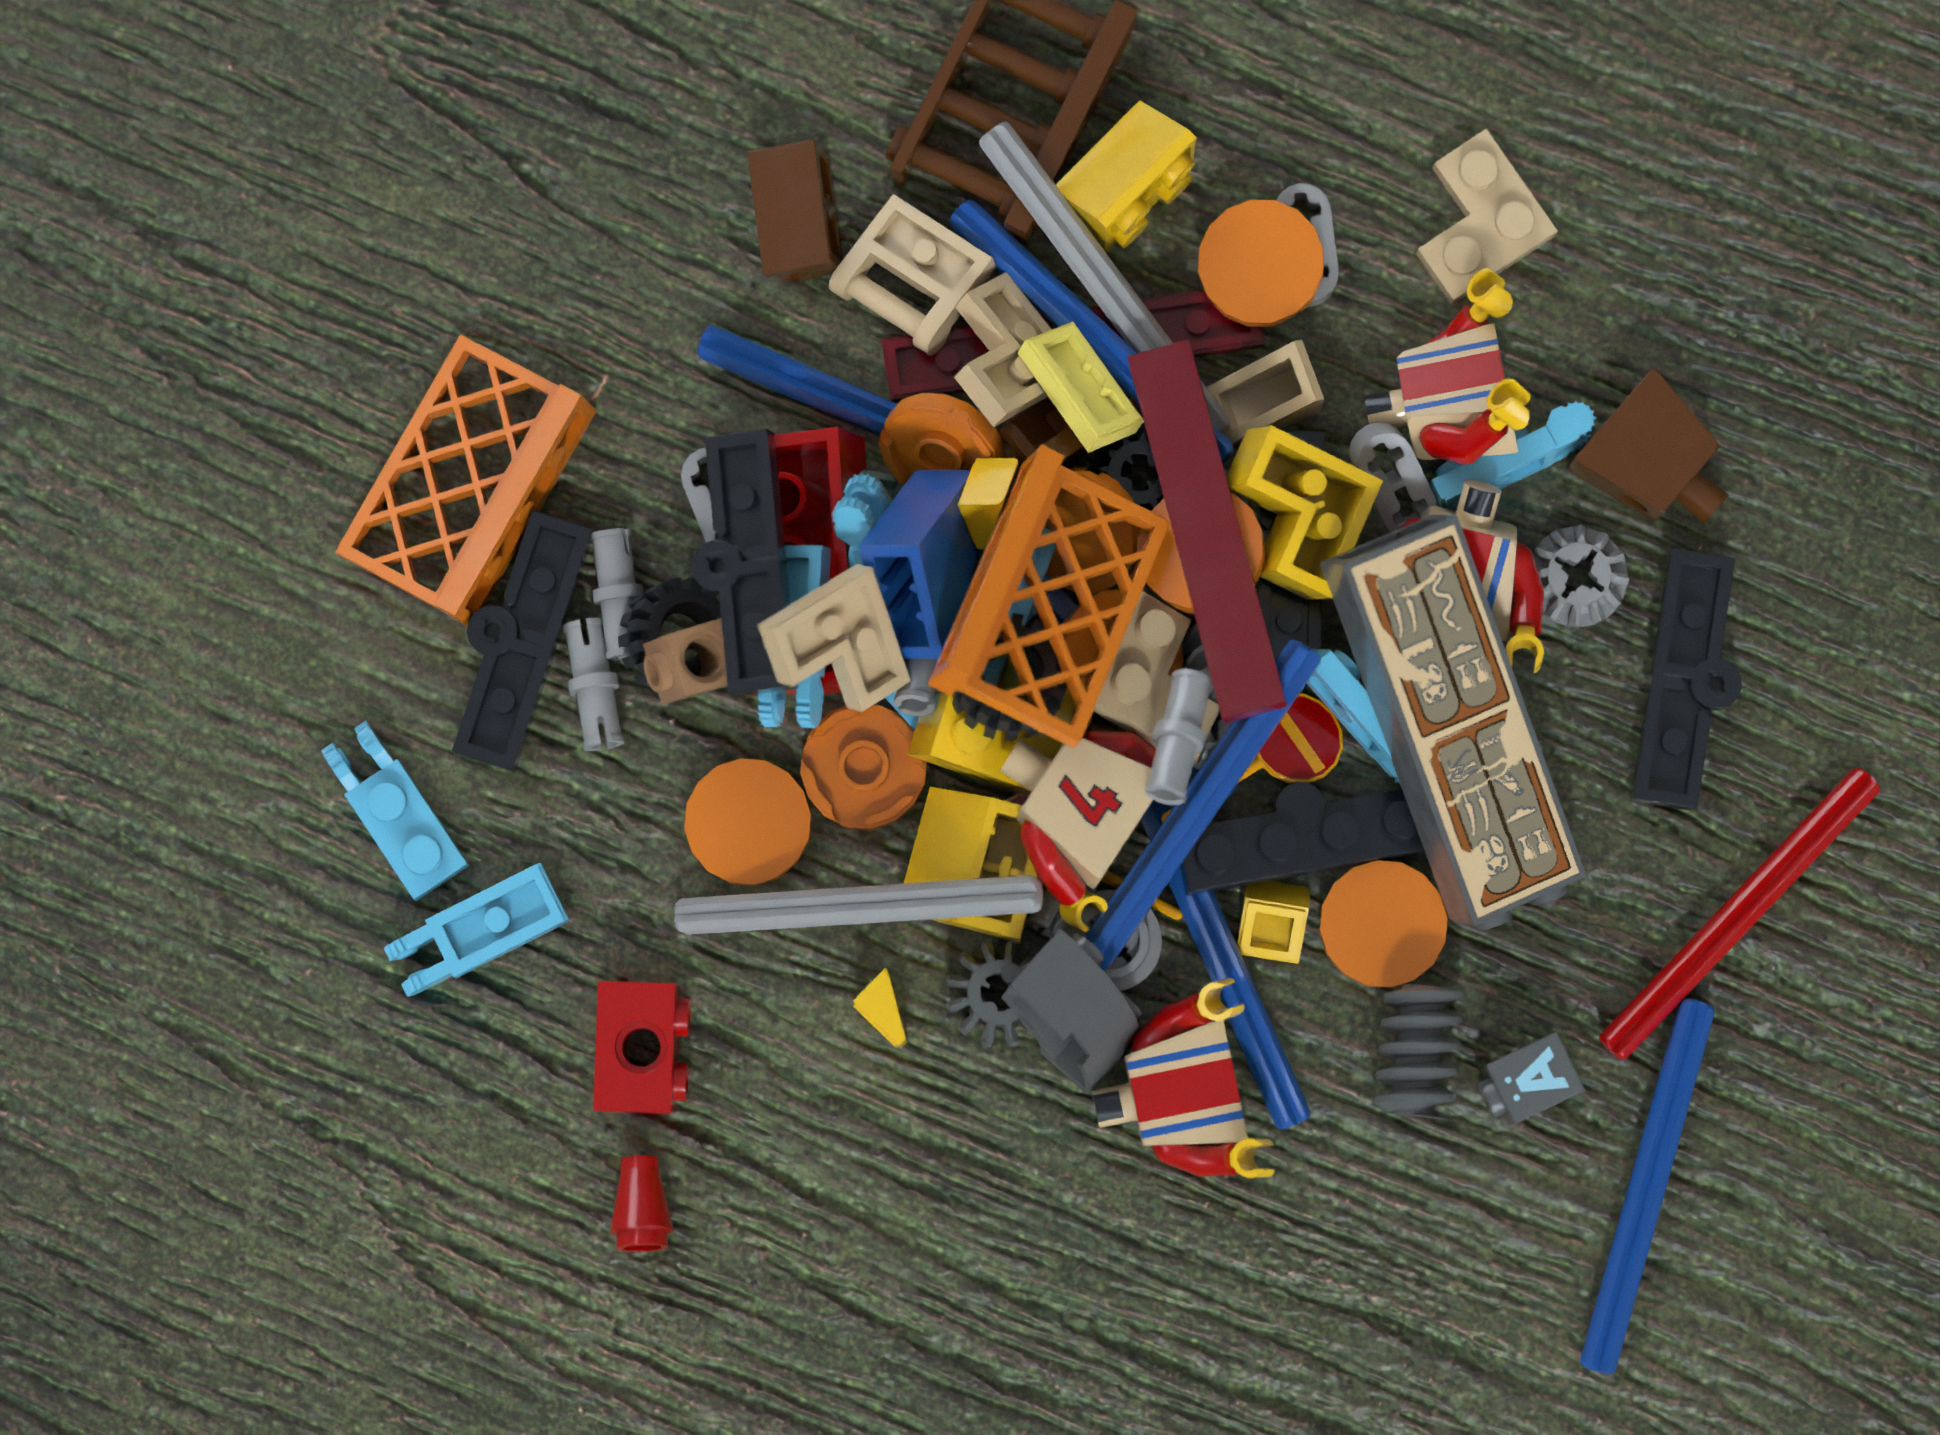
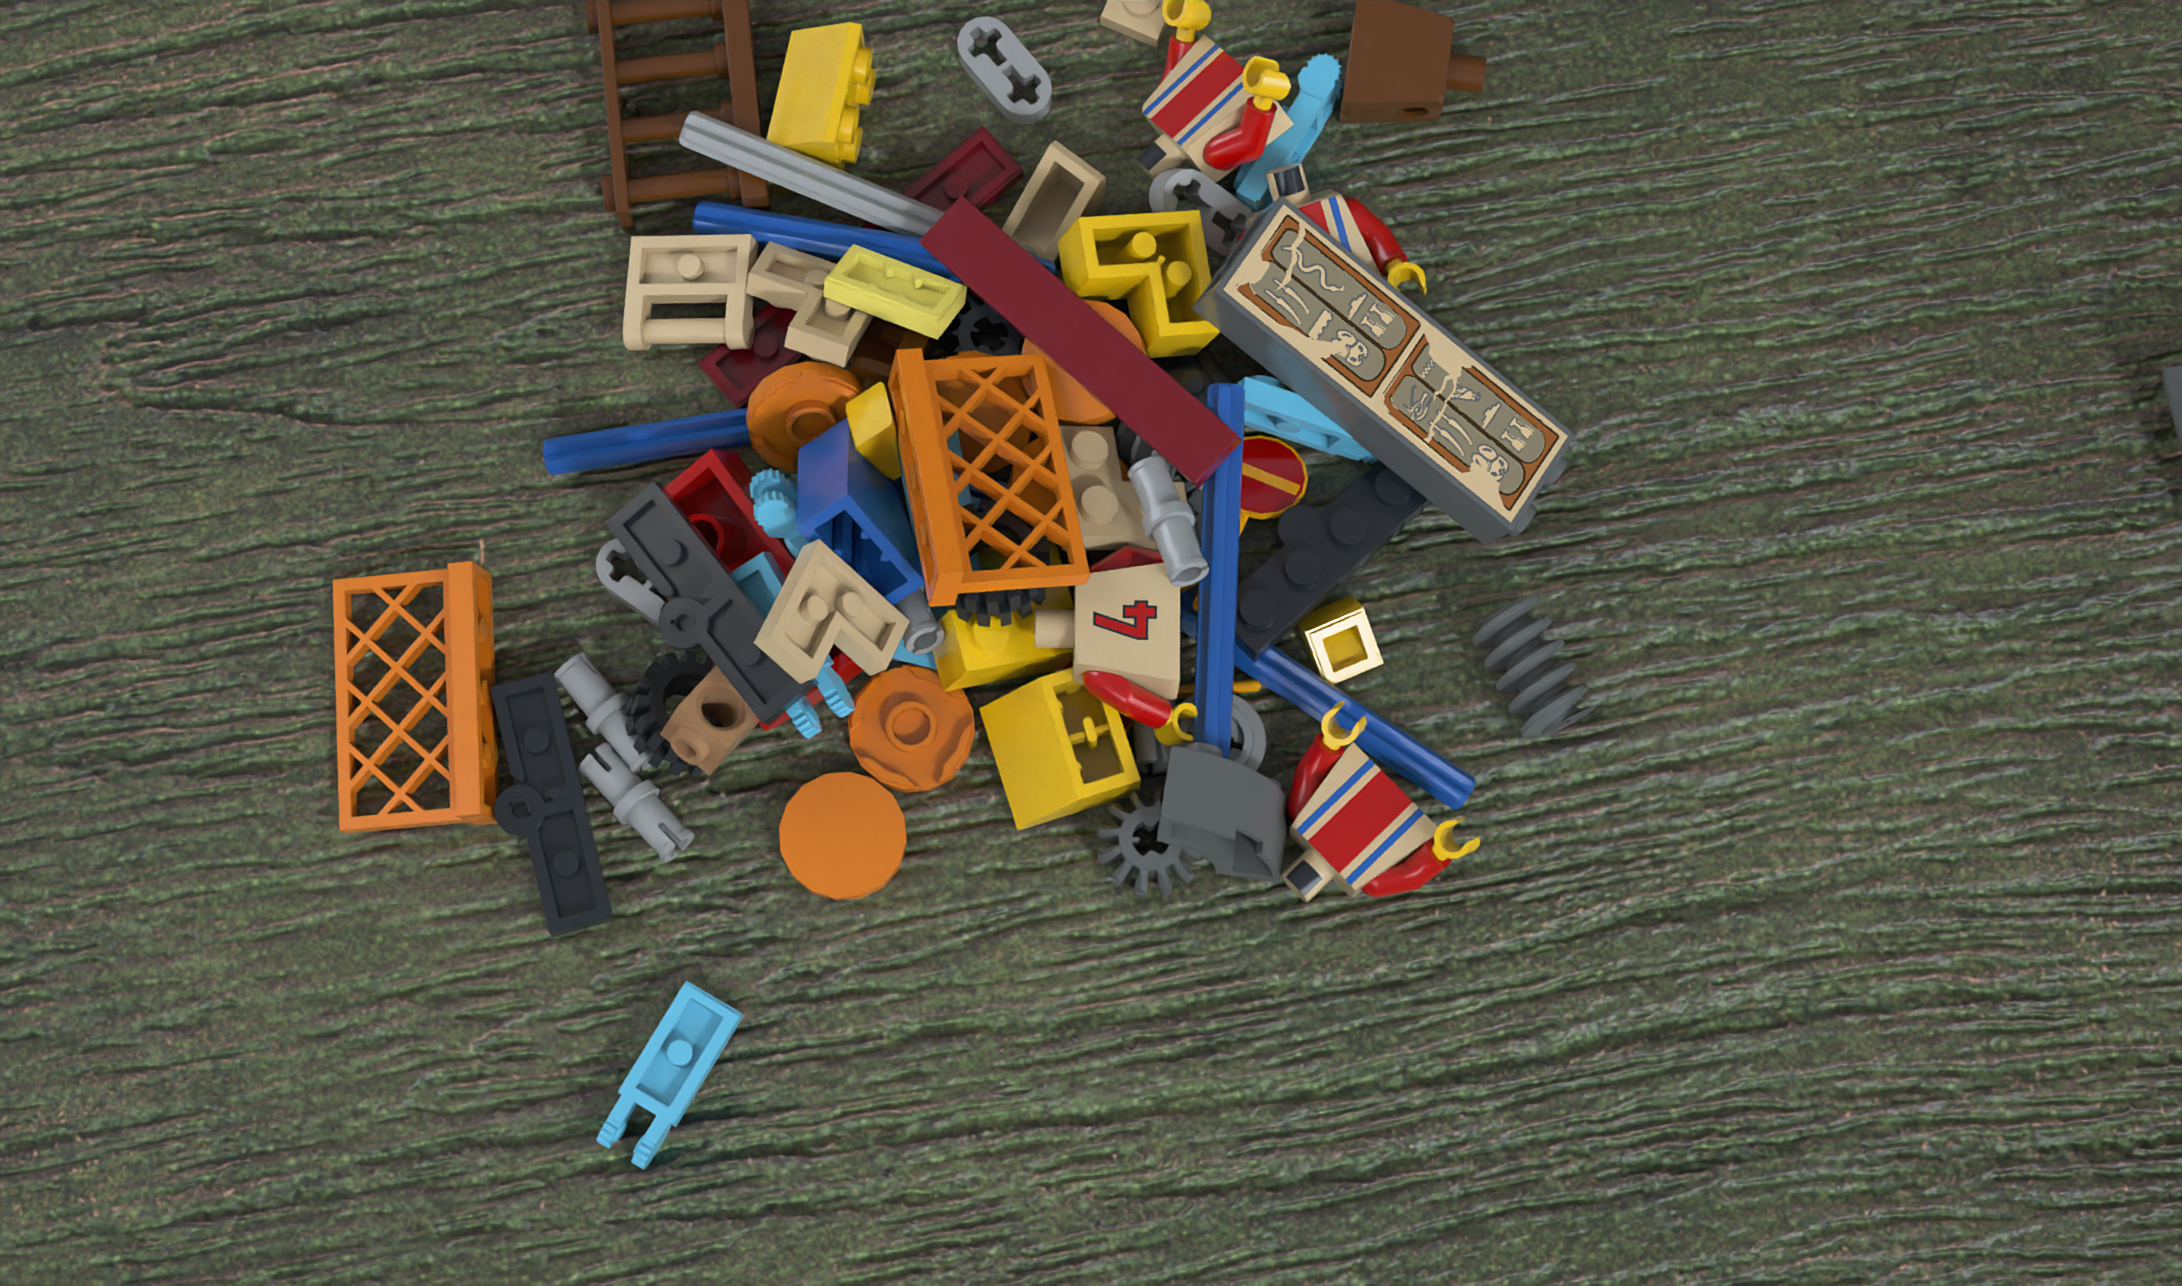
camera: 40 degrees left, 5 degrees down
(398, 817) = (538, 1021): medium azure hinge -> none
(621, 1012) = (841, 1059): red brick -> none
(640, 1208) = (961, 1220): red cone -> none
(795, 211) = (557, 301): reddish brown hinge -> none
(859, 905) = (984, 840): light grey axle -> none
(880, 1008) = (1059, 920): yellow slope -> none
(1261, 263) = (978, 104): orange tile -> none
(1383, 924) = (1432, 585): orange tile -> none
(1529, 1080) = (1638, 634): dark grey brick -> none
(1608, 571) = (1427, 181): light grey gear -> none
(1647, 1186) = (1791, 664): blue axle -> none
(1685, 680) = (1549, 230): black hinge -> none
(1739, 913) = (1718, 393): red axle -> none

